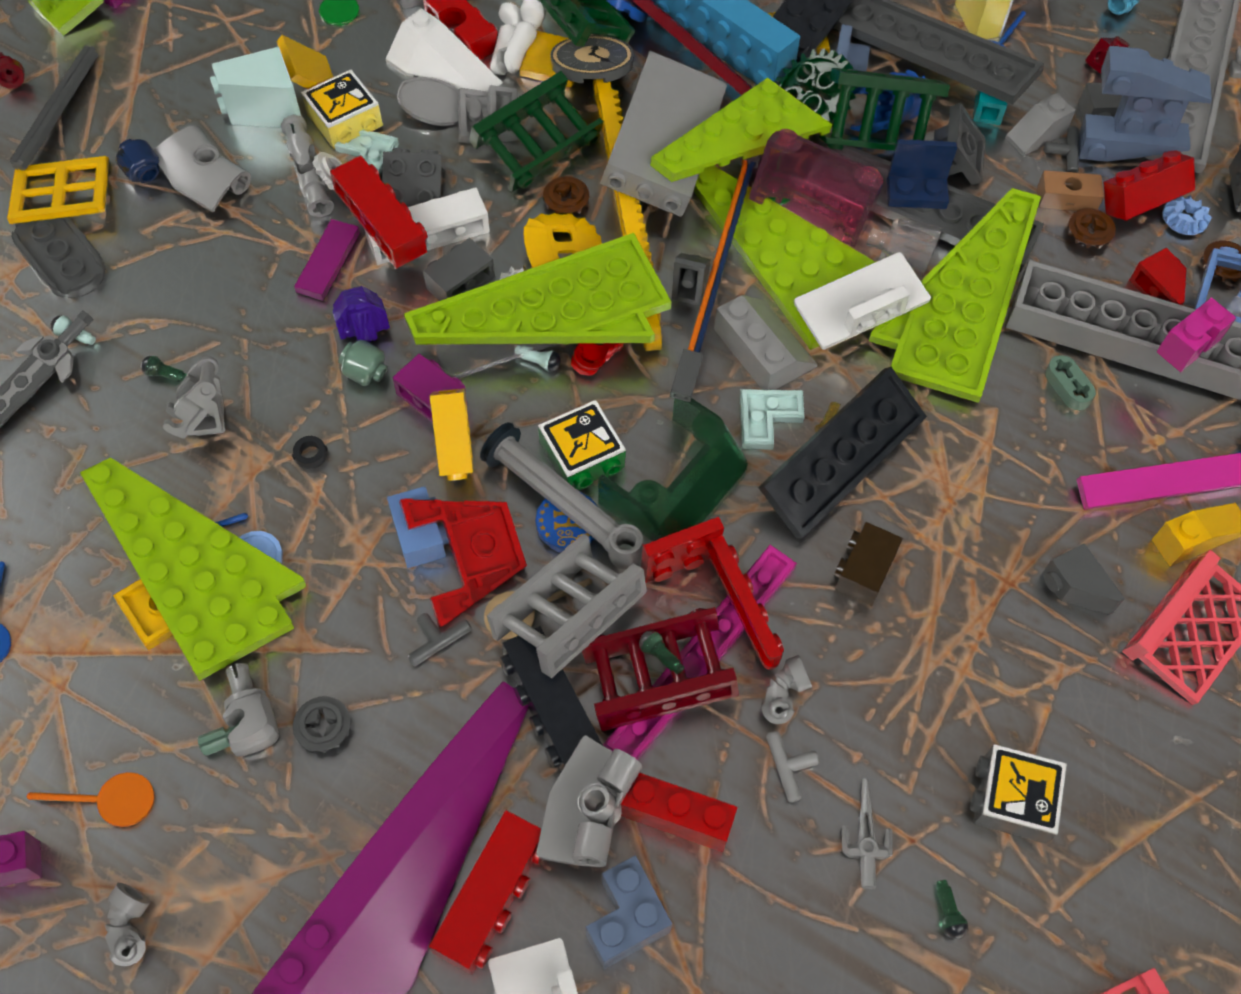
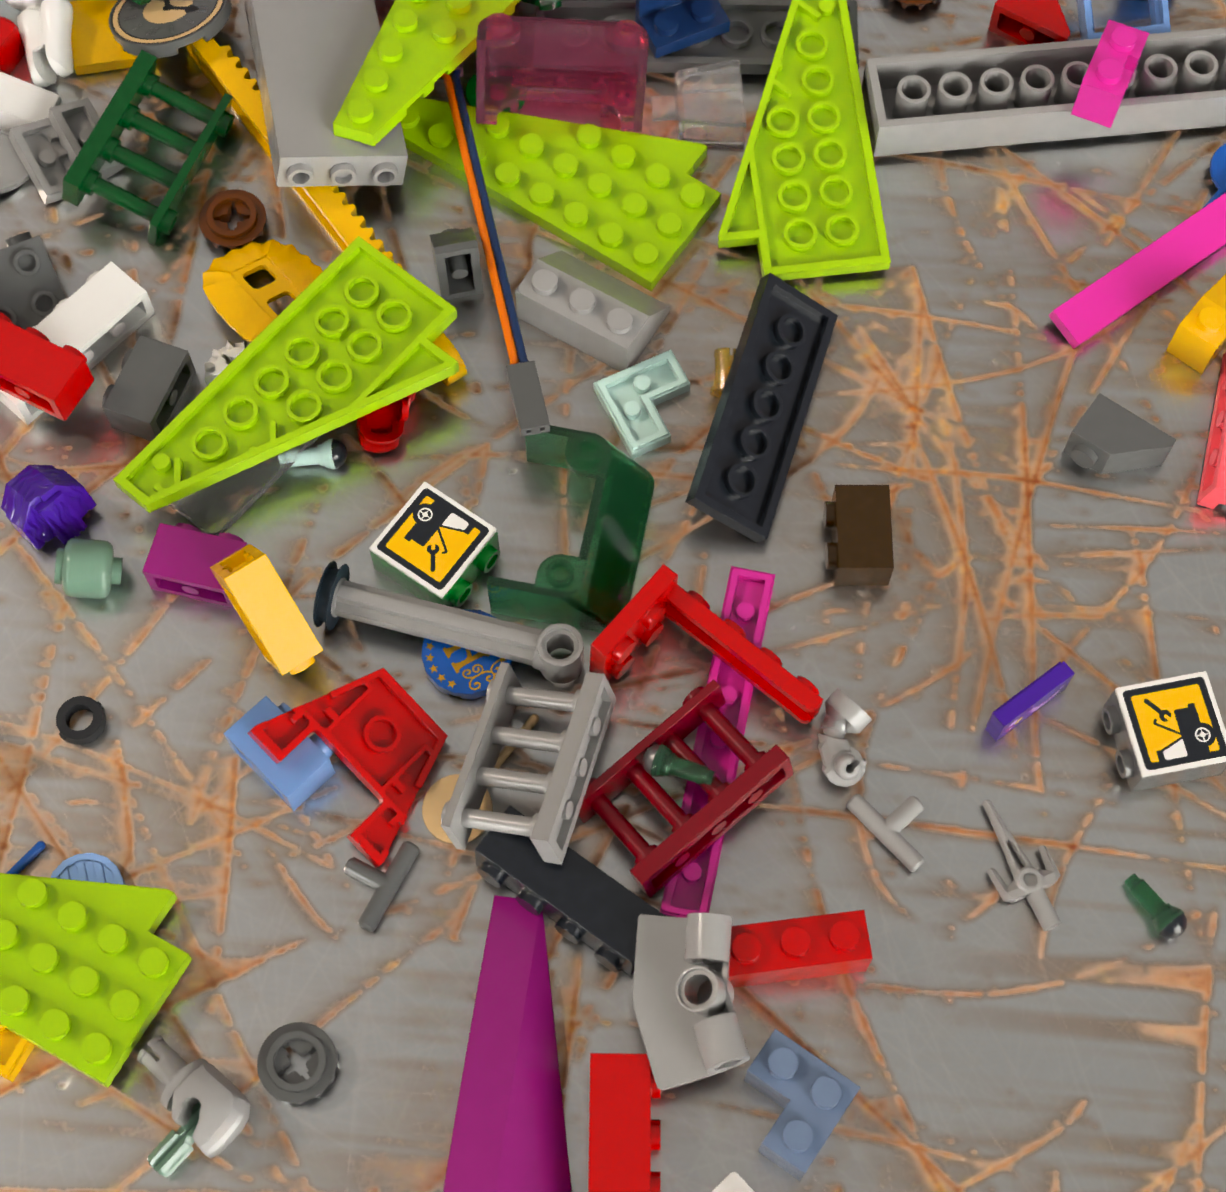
camera: 25 degrees left, 5 degrees up
(861, 300) = (688, 200): white bracket -> none
(930, 725) = (1029, 700): none -> dark purple tile
(1071, 382) = (983, 194): sand green beam -> none

